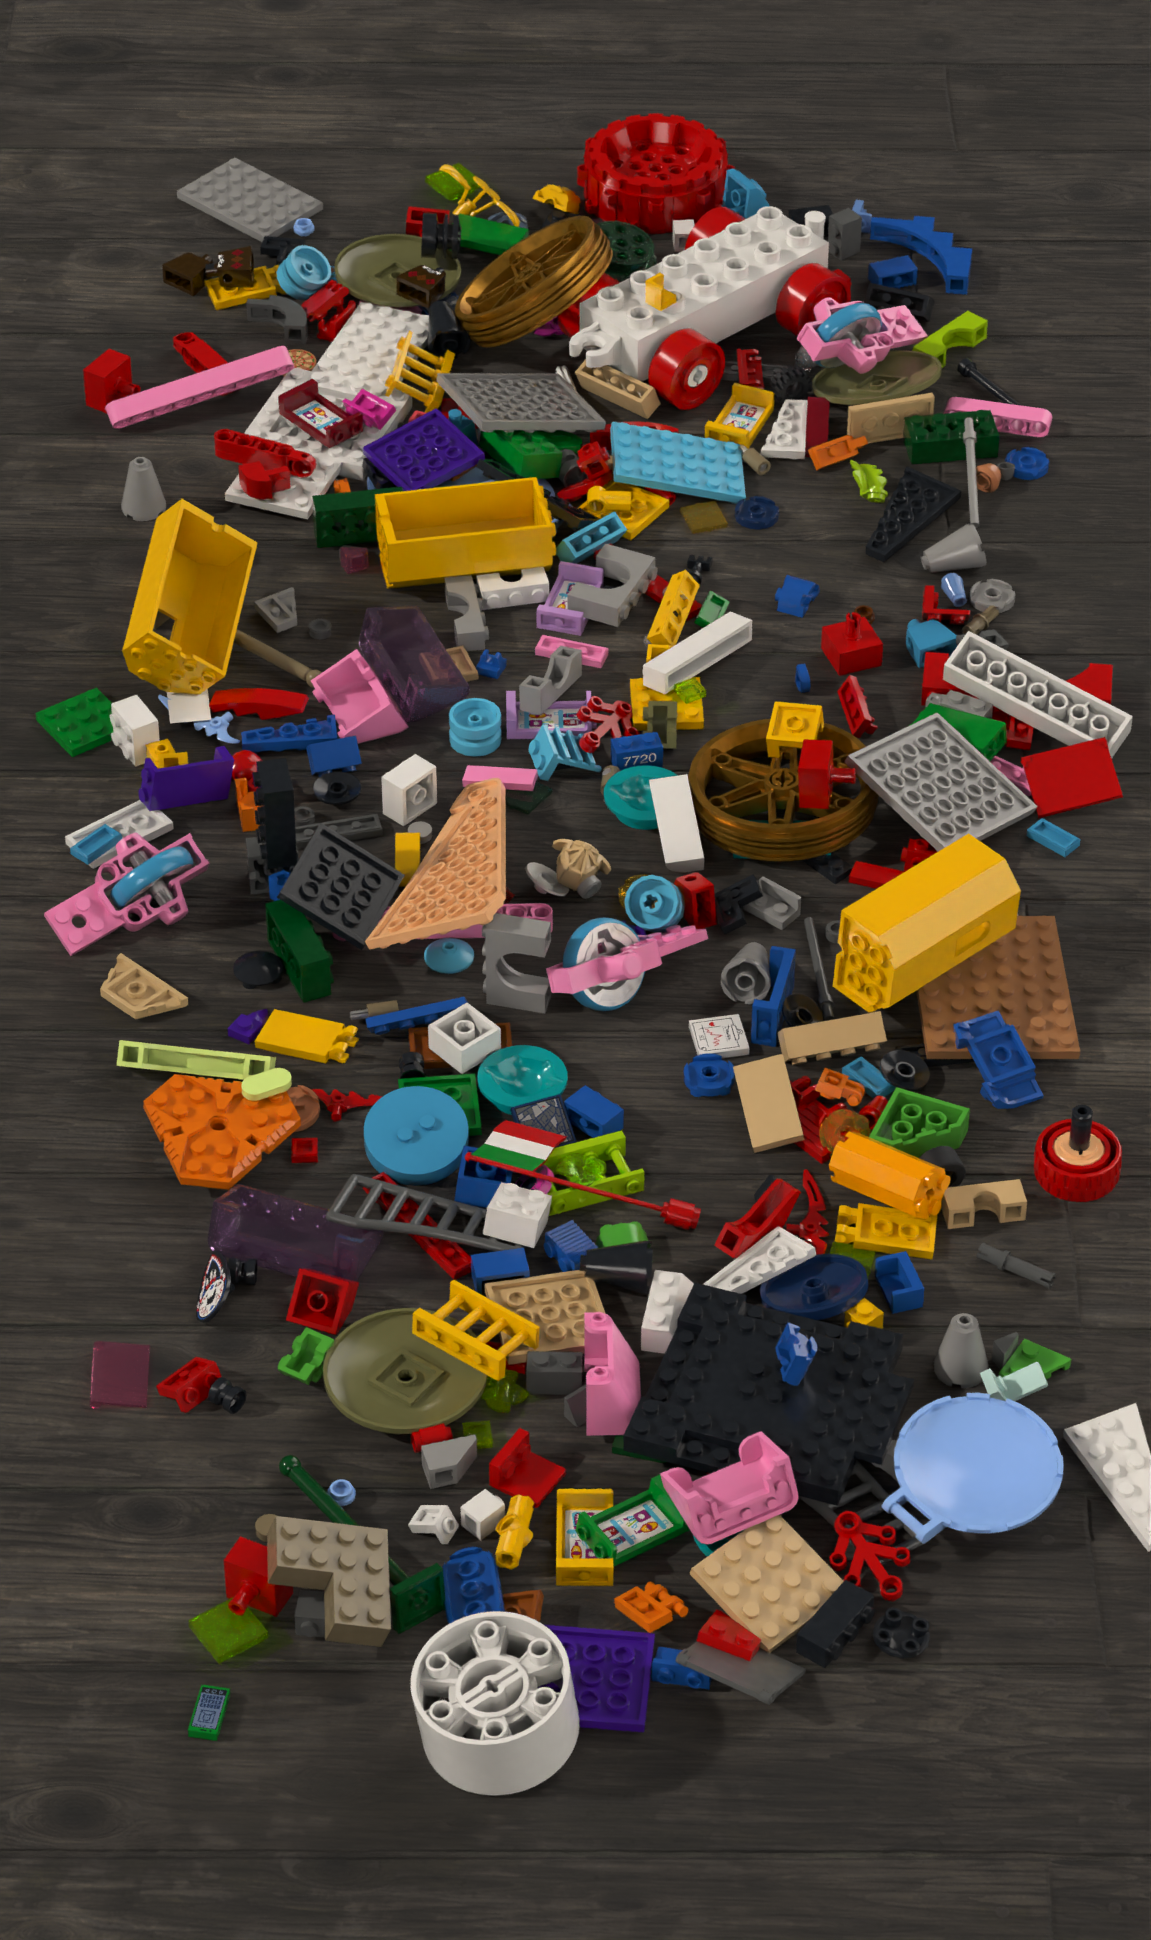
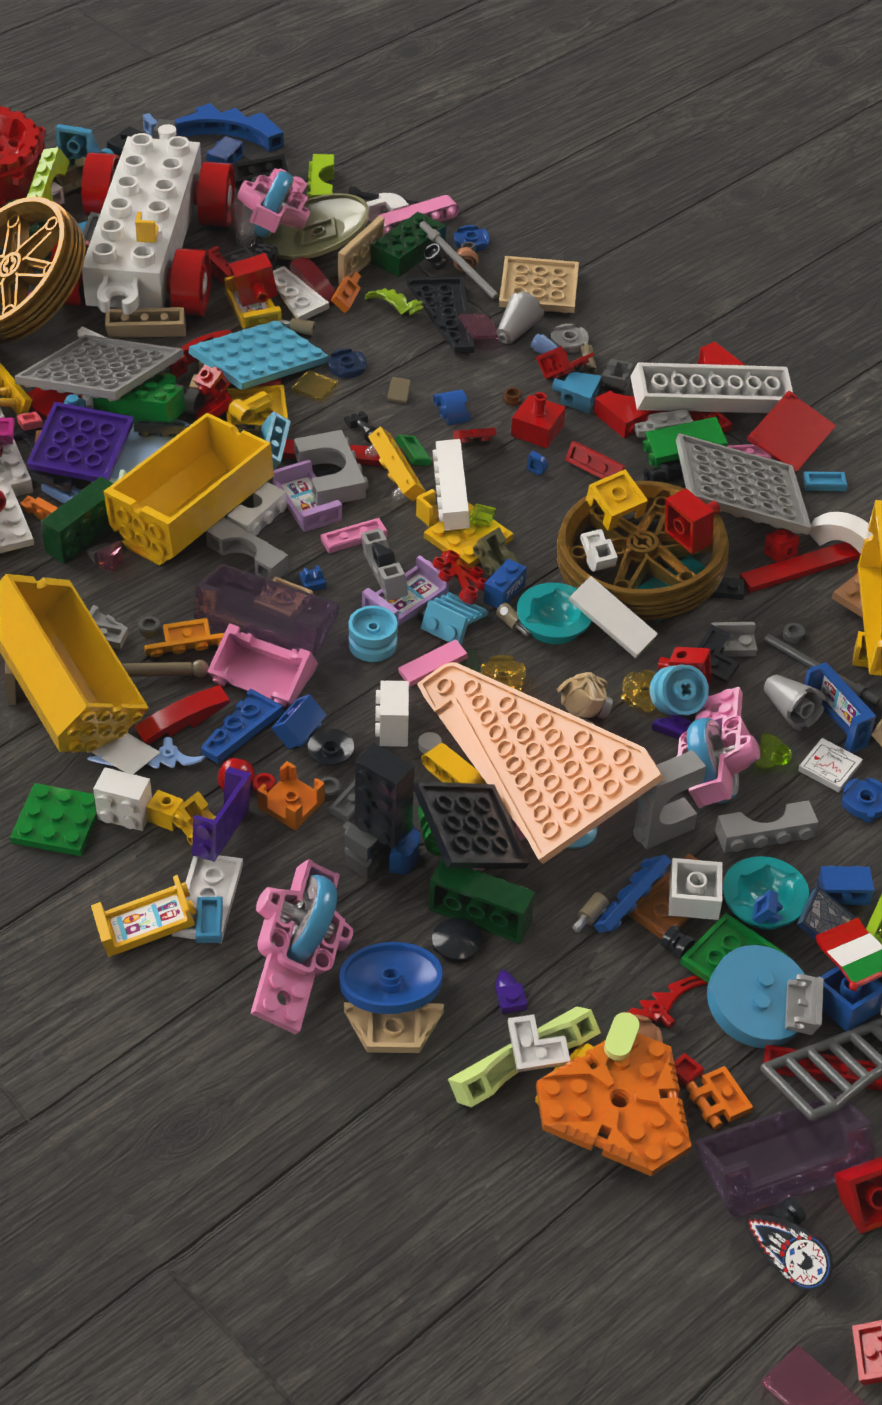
camera: 45 degrees left, 5 degrees up
(52, 818) = (144, 918): none -> panel
(170, 956) = (391, 978): none -> blue dish
(199, 1055) = (530, 1051): none -> white plate
(306, 1037) = (564, 972): yellow tile -> none
(308, 1180) = (725, 1092): none -> orange plate
(327, 647) = (184, 636): none -> light orange bracket
(434, 1157) = (804, 1004): none -> light grey hinge
(495, 1080) = (766, 908): none -> blue tile
(543, 828) = (504, 663): none -> clear yellow plate
(548, 669) = (382, 555): none -> black slope
(620, 1053) = (740, 833): none -> light grey arch
(664, 228) = (51, 164): none -> lime arch
(681, 1000) = (772, 752): none -> clear neon green plate
(723, 761) = (598, 550): none -> white brick
(751, 395) = (253, 280): none -> red brick
(768, 558) = (399, 390): none -> dark tan slope
(772, 625) = (483, 433): none -> red wing
(914, 539) = (479, 325): none -> clear pink piece
(957, 458) = (435, 256): none -> black wheel
(980, 390) = (386, 203): none -> white brick
(1030, 534) = (547, 280): none -> tan plate

